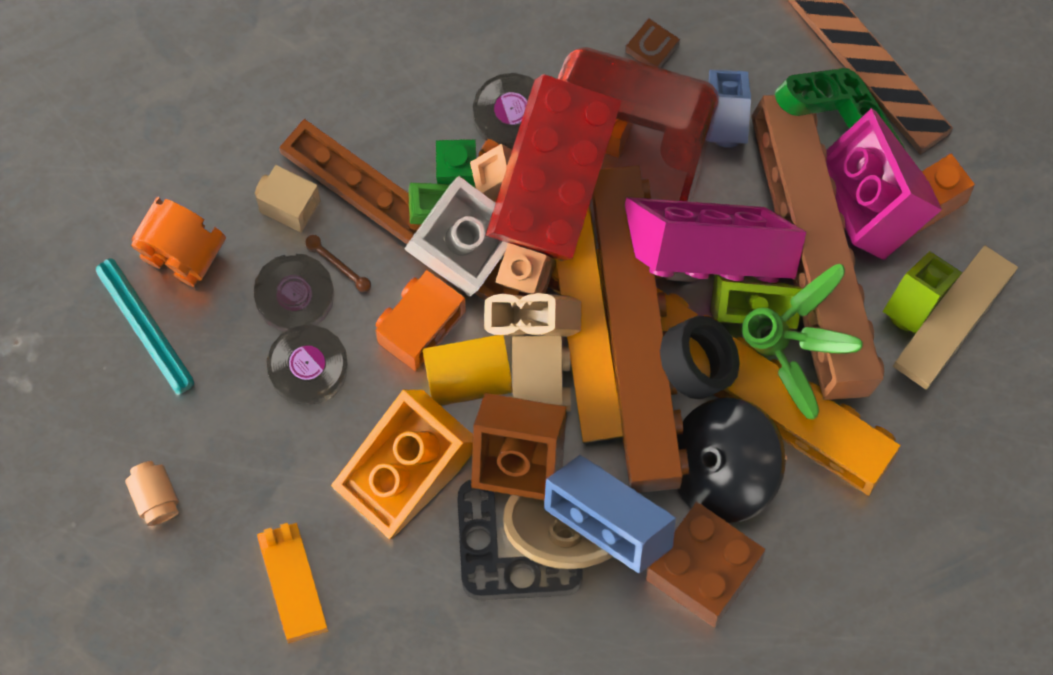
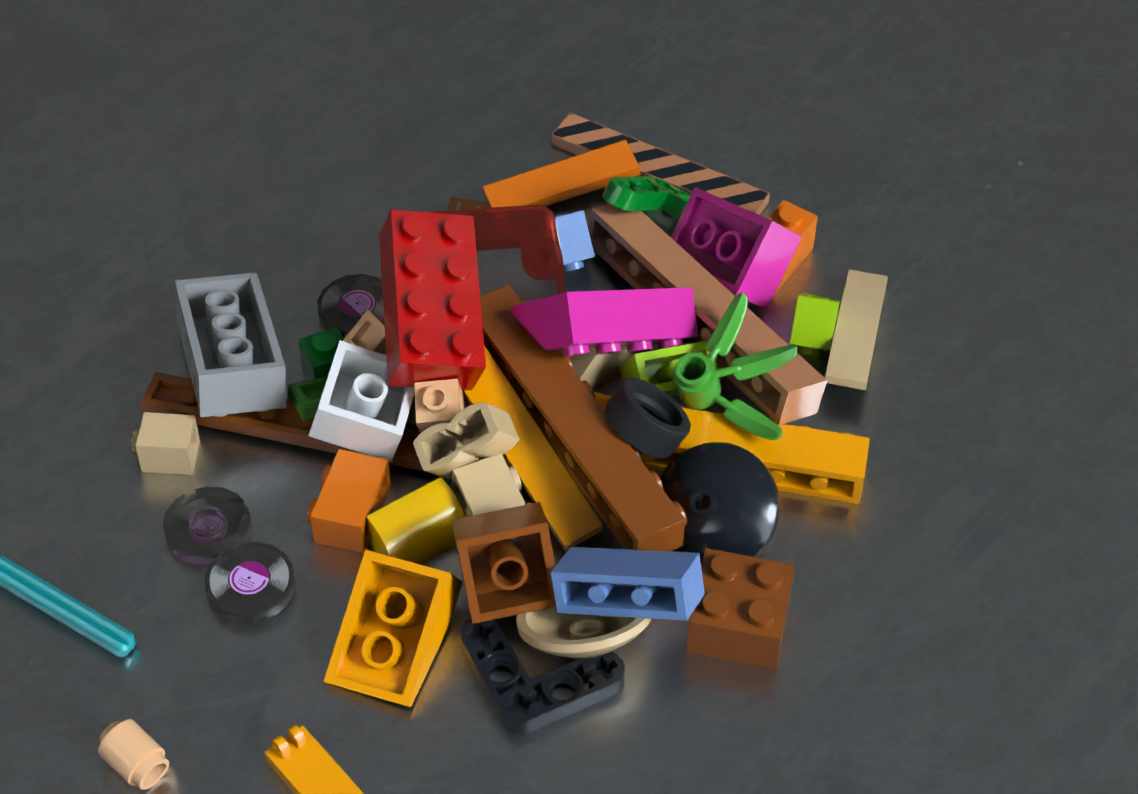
camera: 25 degrees left, 20 degrees down
(178, 240) = (67, 509): orange brick -> none
(314, 244) = (210, 479): reddish brown hinge -> none
(373, 122) = (230, 345): none -> light grey brick
(759, 38) = (564, 178): none -> orange tile

